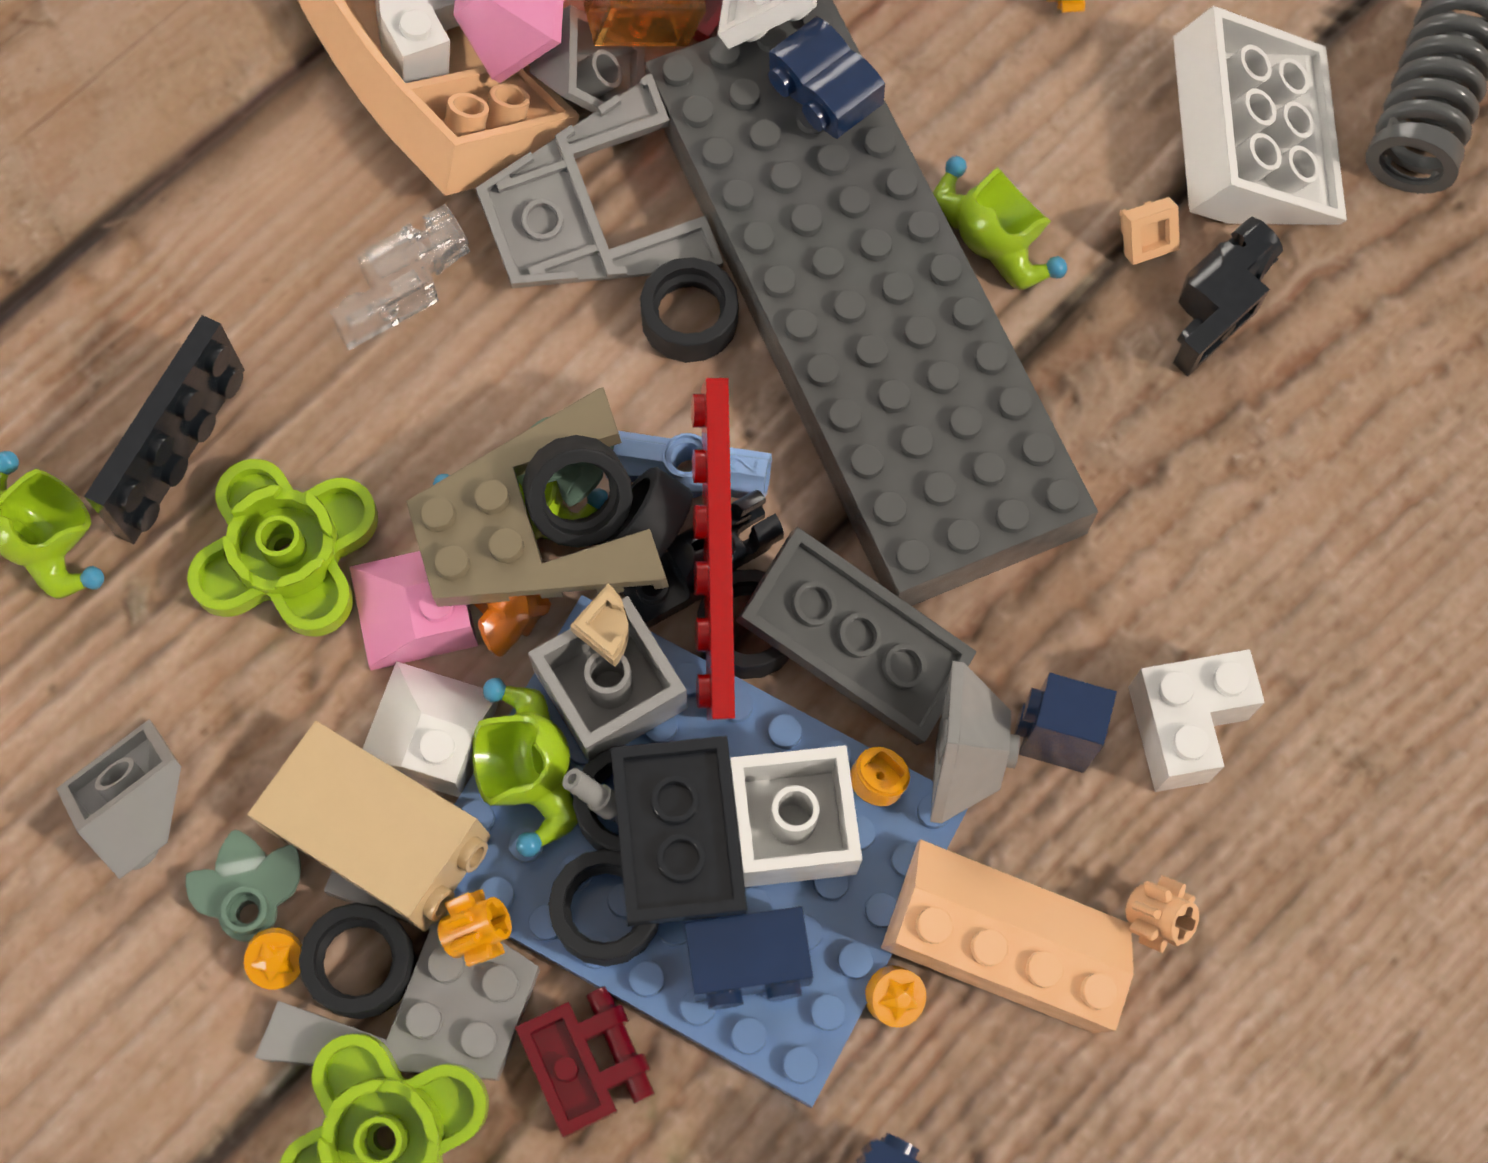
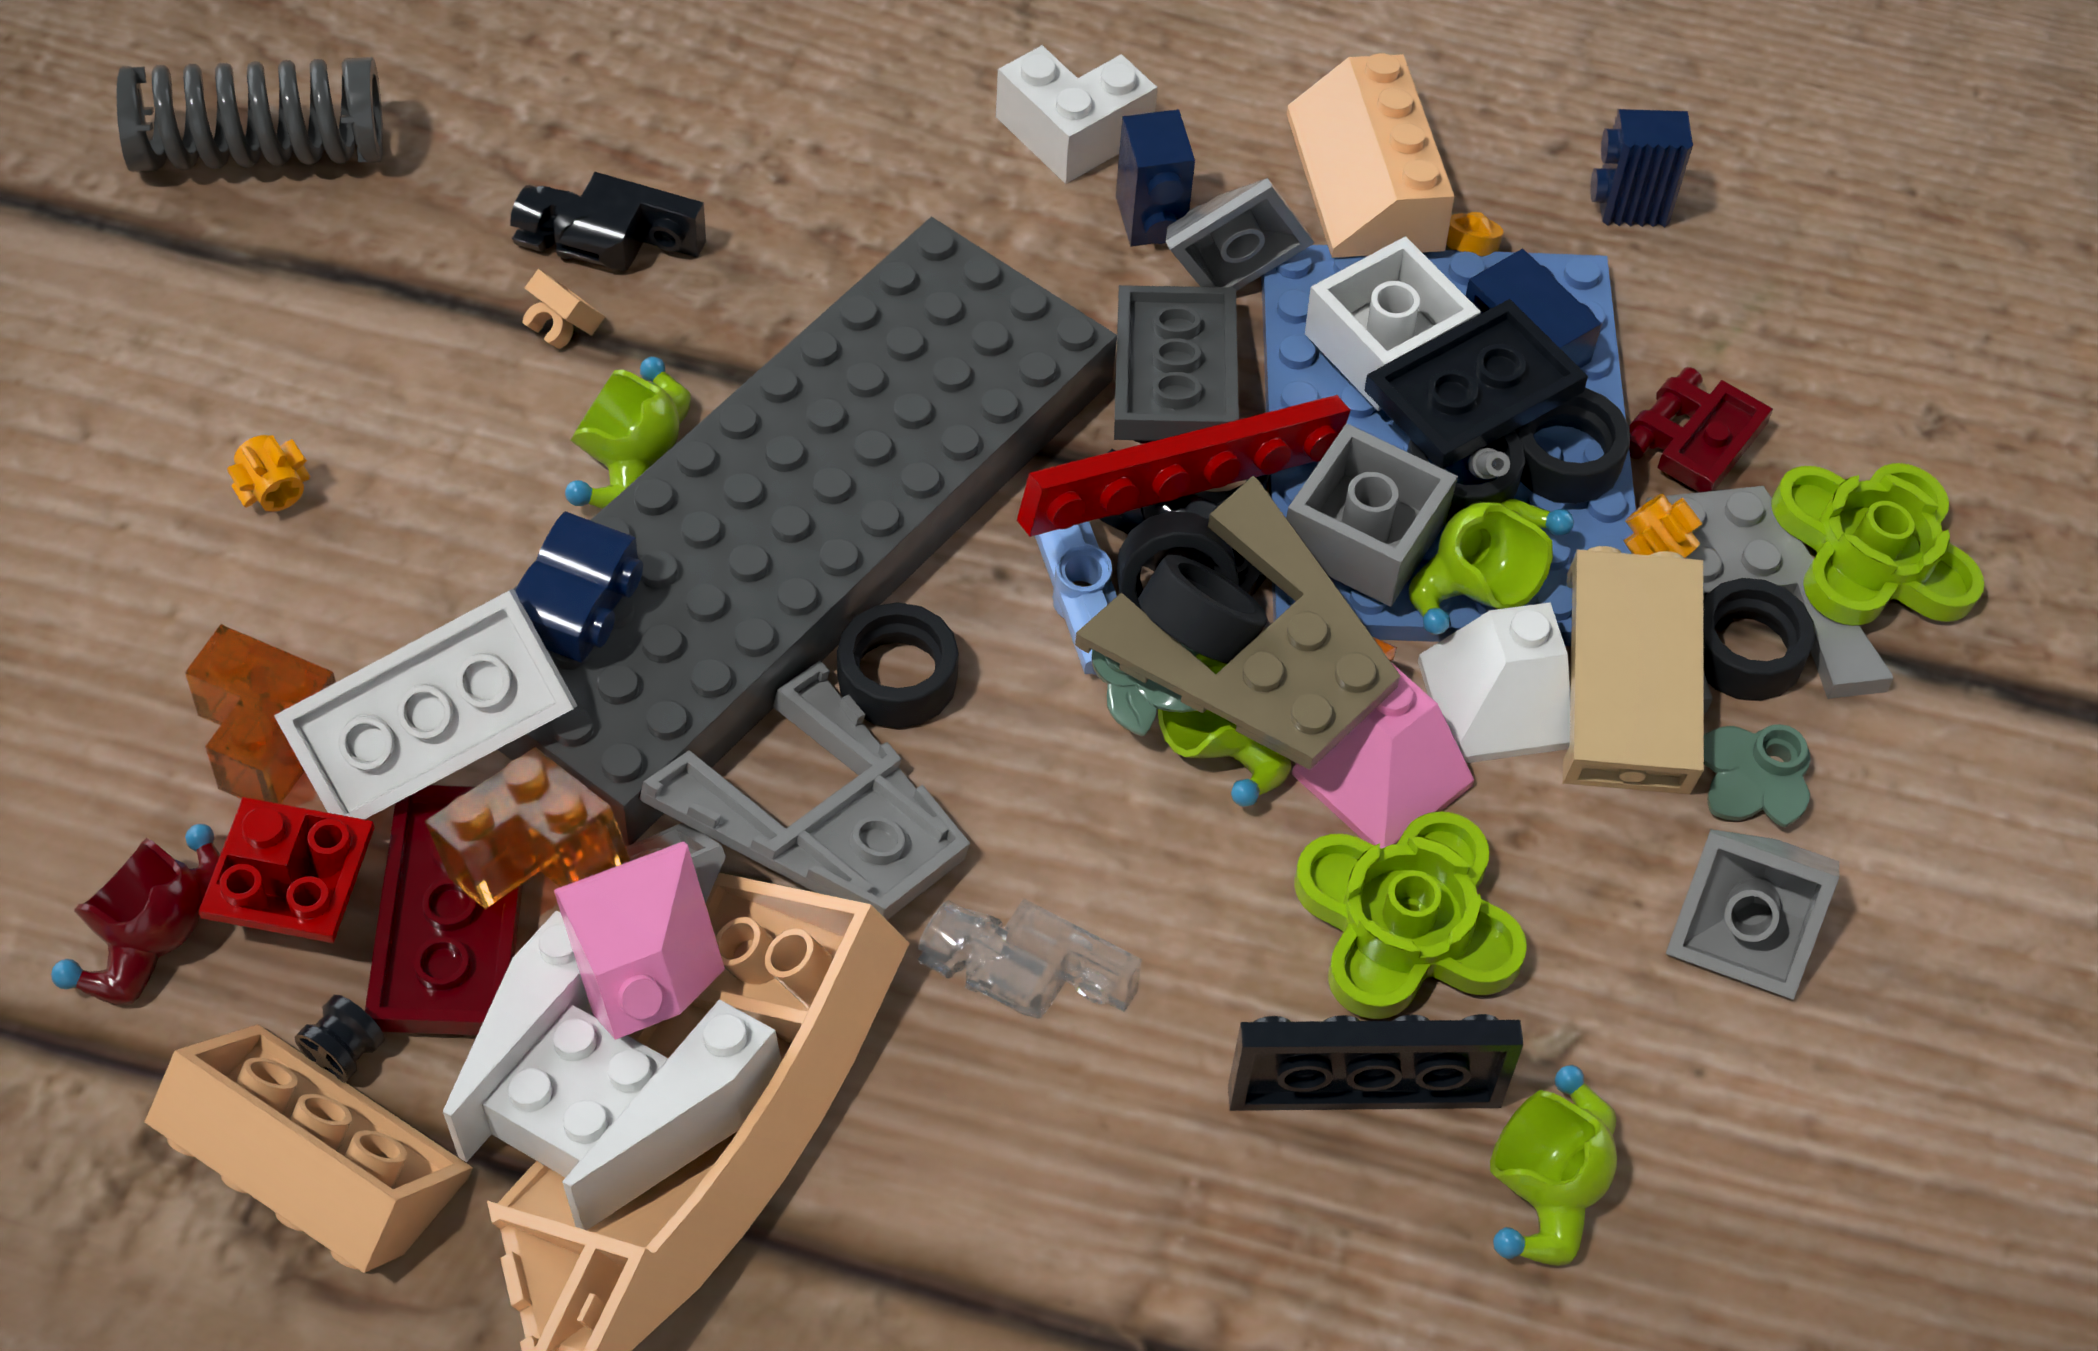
camera: 120 degrees left, 15 degrees down
(273, 958) = (1801, 708): light orange tile -> none
(604, 625) = (1333, 505): tan tile -> none
(879, 776) = (1291, 291): light orange tile -> none
(1162, 913) = (1271, 75): light nougat gear -> none
(1257, 123) = (380, 262): white slope -> none

